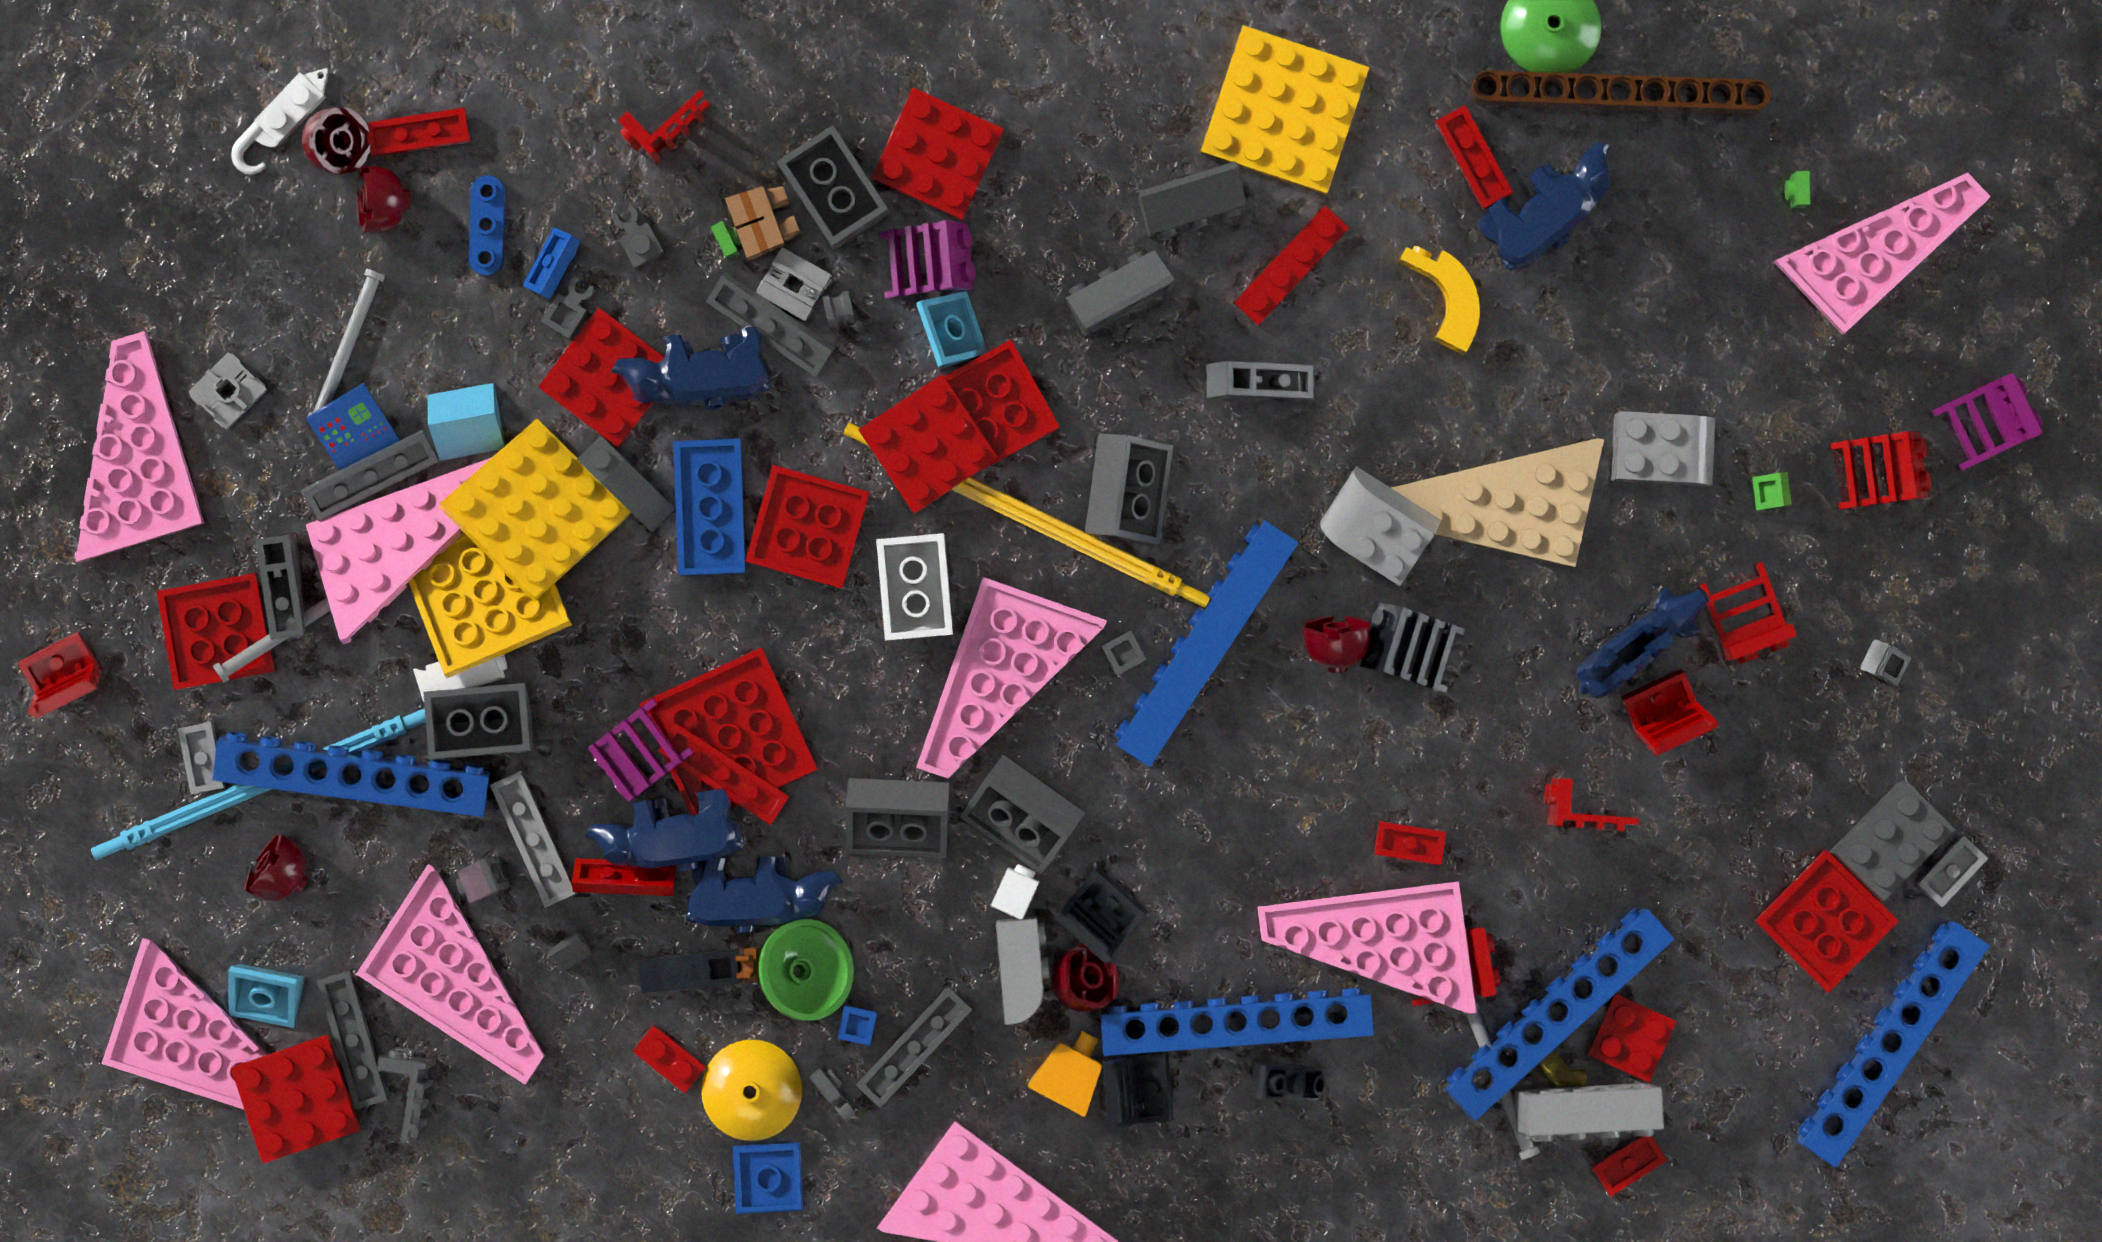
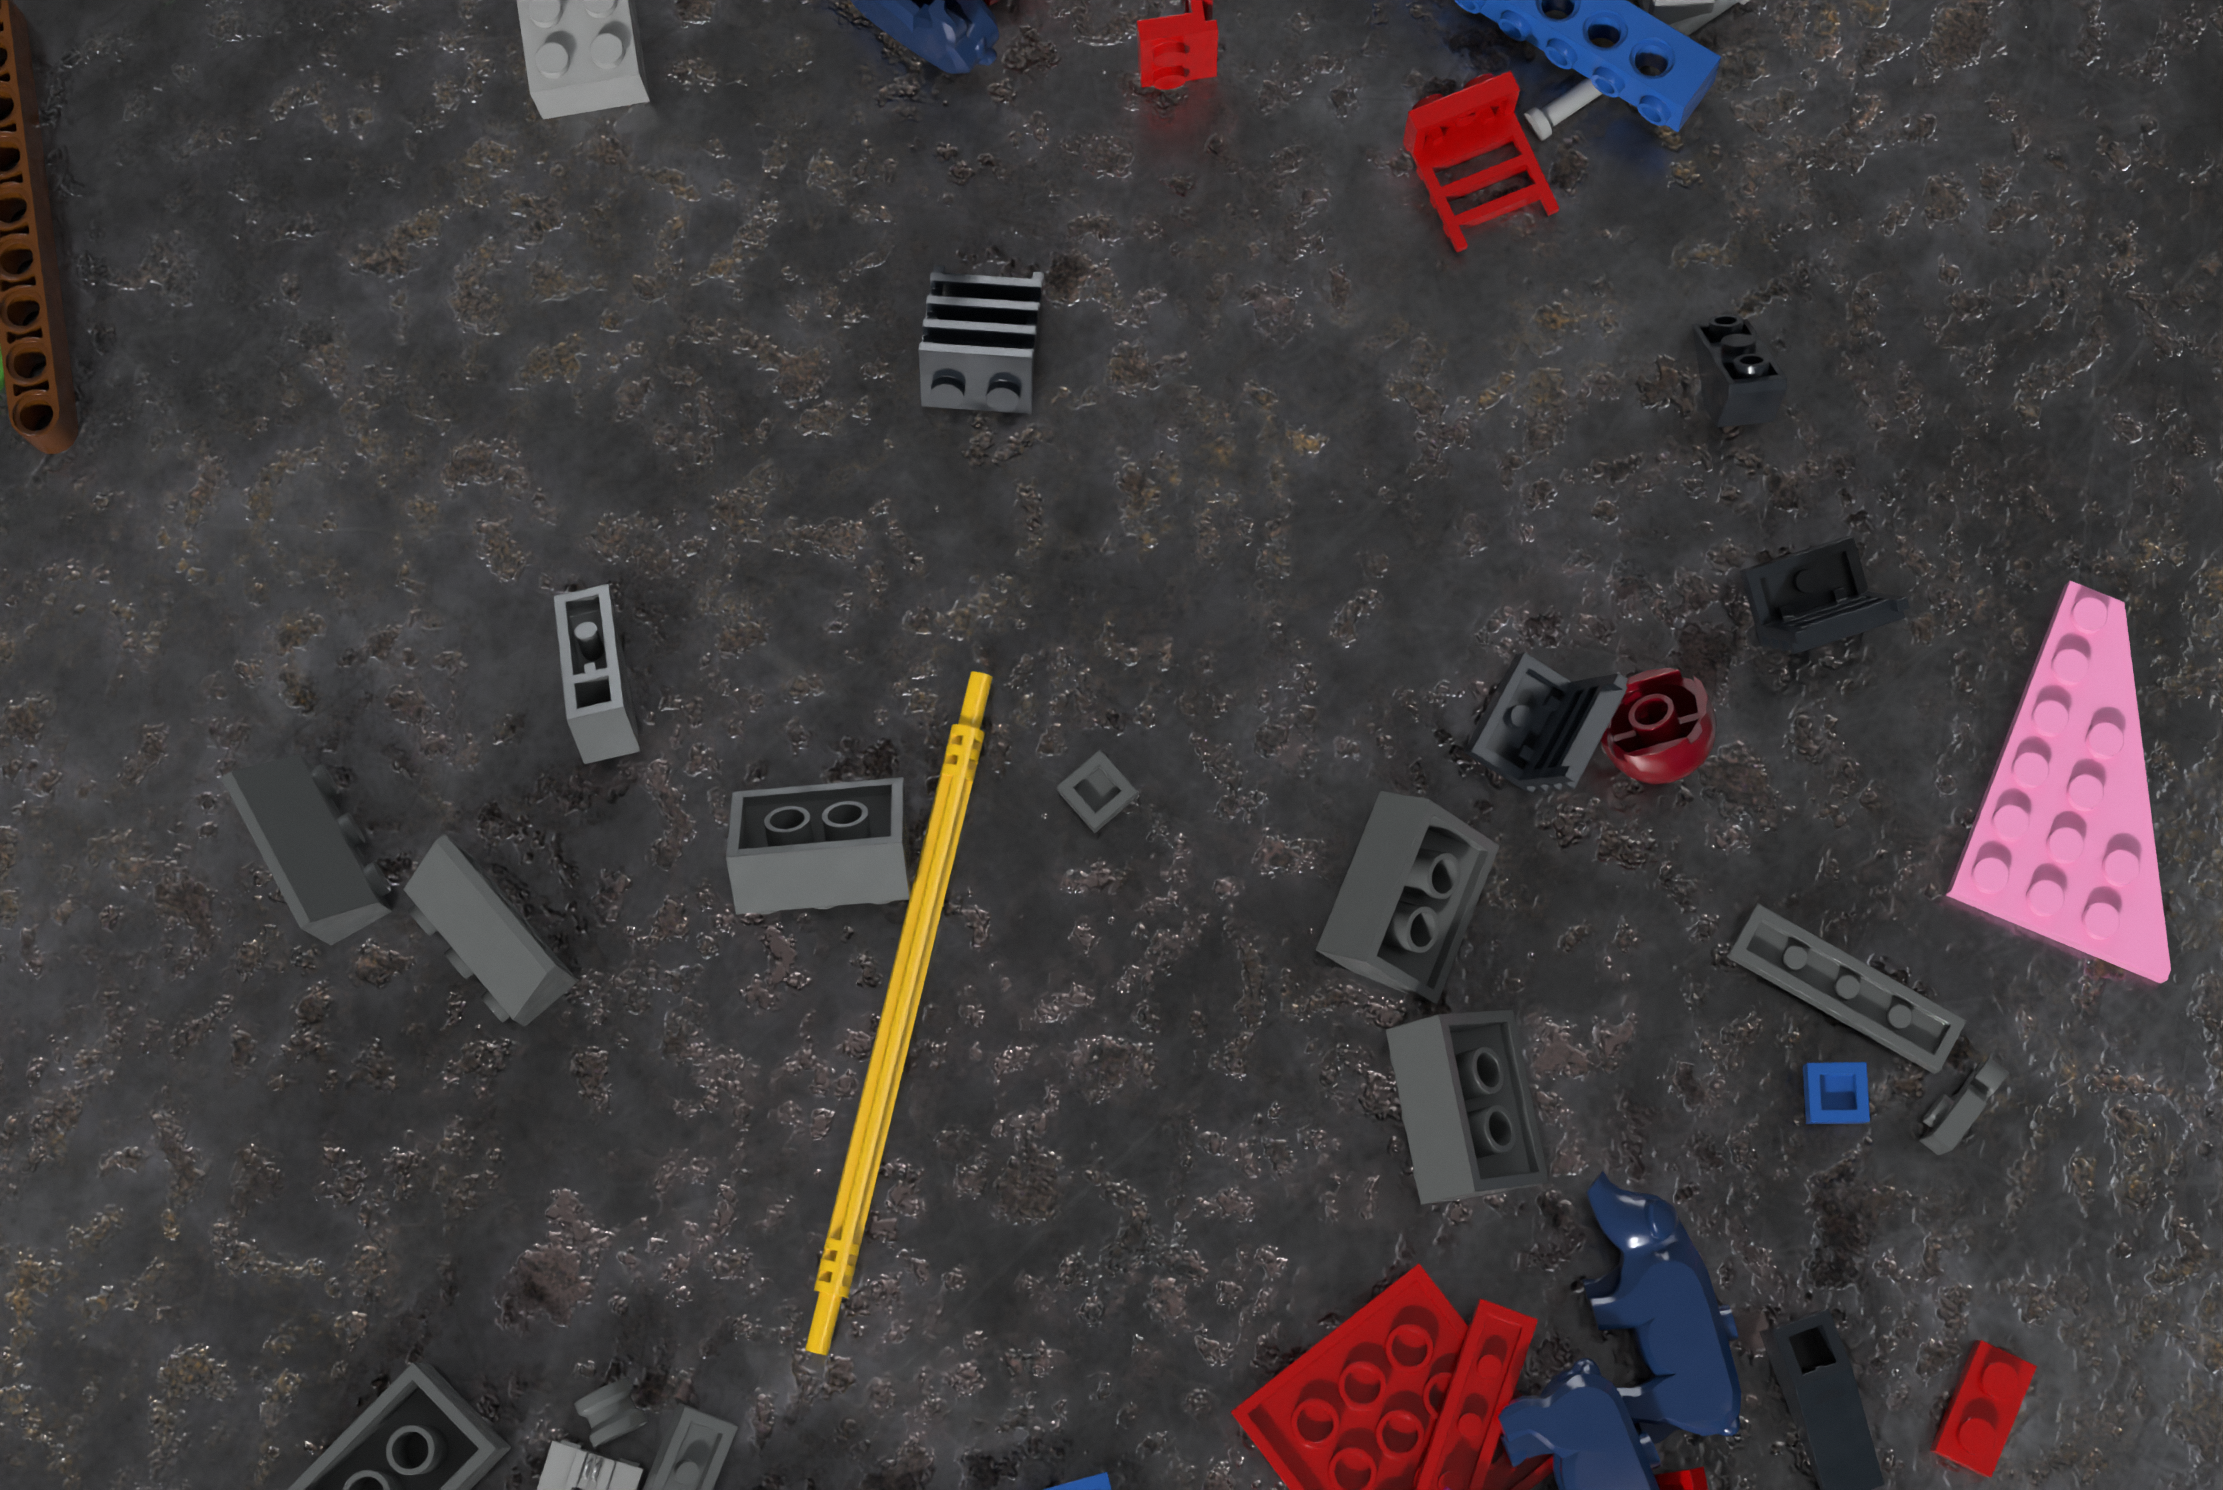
camera: 100 degrees left, 10 degrees down
(749, 964) = (1784, 1295): dark orange plate -> none
(755, 1065) = (1956, 1261): yellow dish -> none
(768, 1178) = (2136, 1187): blue tile -> none
(807, 526) = (1002, 1380): red plate -> none
(823, 967) = (1767, 1172): bright green dish -> none
(914, 586) = (1065, 1164): white brick -> none
(928, 444) = (813, 1200): red plate -> none
(937, 154) = (309, 1304): red plate -> none
(946, 257) = (481, 1243): magenta plate -> none
(952, 329) = (609, 1209): medium azure slope -> none
(1003, 400) = (729, 1108): red plate -> none
(1003, 660) = (1155, 990): bright pink wing -> none
(1016, 891) = (1543, 872): white brick -> none
(1021, 966) = (1668, 833): light grey brick -> none
(1069, 1074) = (1820, 719): light orange torso -> none
(1207, 642) = (1051, 660): blue brick -> none
(1284, 110) = (133, 736): yellow plate -> none
(1291, 265) = (395, 667): red plate -> none
(1337, 642) = (1001, 449): dark red cylinder -> none
(1356, 1023) = (1611, 287): blue brick -> none
(1378, 526) = (794, 423): light grey brick -> none
(1390, 936) = (1458, 262): bright pink wing -> none
(1410, 843) = (1299, 270): red plate -> none
(1459, 294) = (388, 389): yellow arch -> none
(1473, 157) = (162, 417): red plate -> none
(1518, 504) = (720, 235): tan wing -> none
(1552, 214) = (231, 270): dark blue animal -> none

